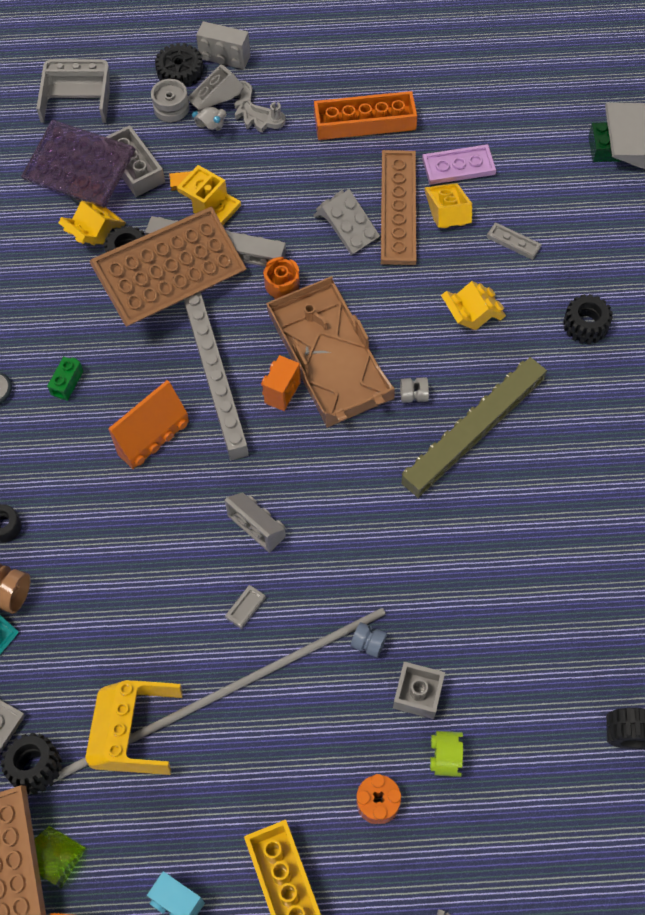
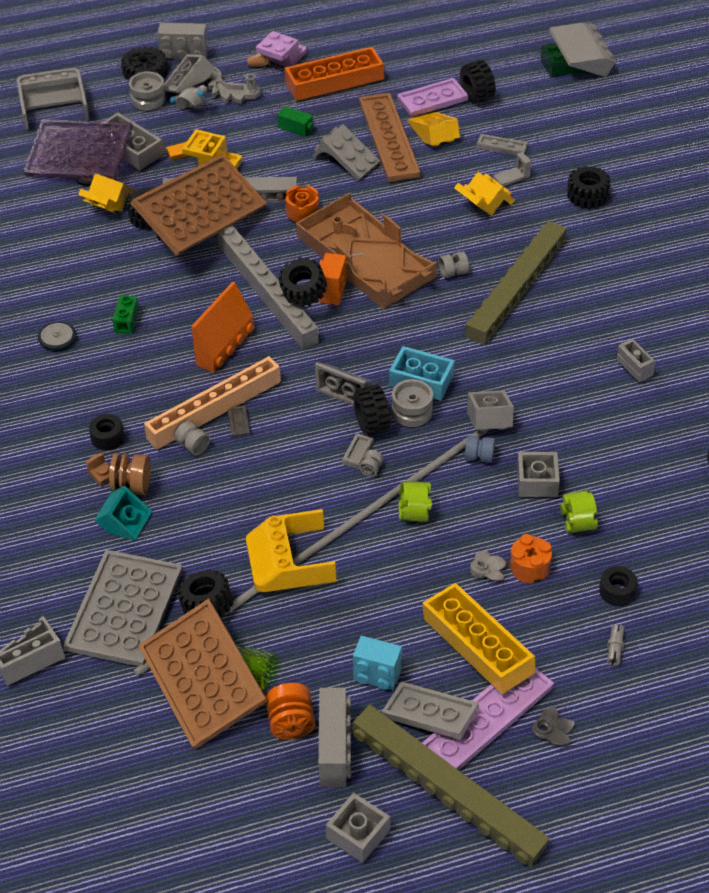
camera: 15 degrees left, 15 degrees down
(82, 553) = (192, 438): none -> light grey wheel
(114, 514) = (214, 401): none -> light nougat brick
(137, 539) = (238, 422): none -> flat silver tile
(232, 381) = (306, 293): none -> black tyre
(252, 629) = (371, 463): none -> light grey wheel
(269, 566) = (372, 409): none -> black tyre
(278, 693) = (414, 501): none -> lime brick
(296, 81) = (258, 60): none -> medium nougat cone
(308, 167) = (295, 121): none -> green brick
(316, 563) = (412, 403): none -> light grey wheel
(320, 74) = (281, 49): none -> lavender bracket
(336, 790) = (487, 566): none -> light grey plate
(337, 526) = (422, 366): none -> medium azure brick
(393, 594) = (490, 410): none -> light grey brick
(471, 848) = (614, 595): none -> black tyre
(509, 157) = (477, 81): none -> black tyre
(515, 283) = (515, 174): none -> light grey bracket
(569, 563) = (636, 360): none -> light grey brick

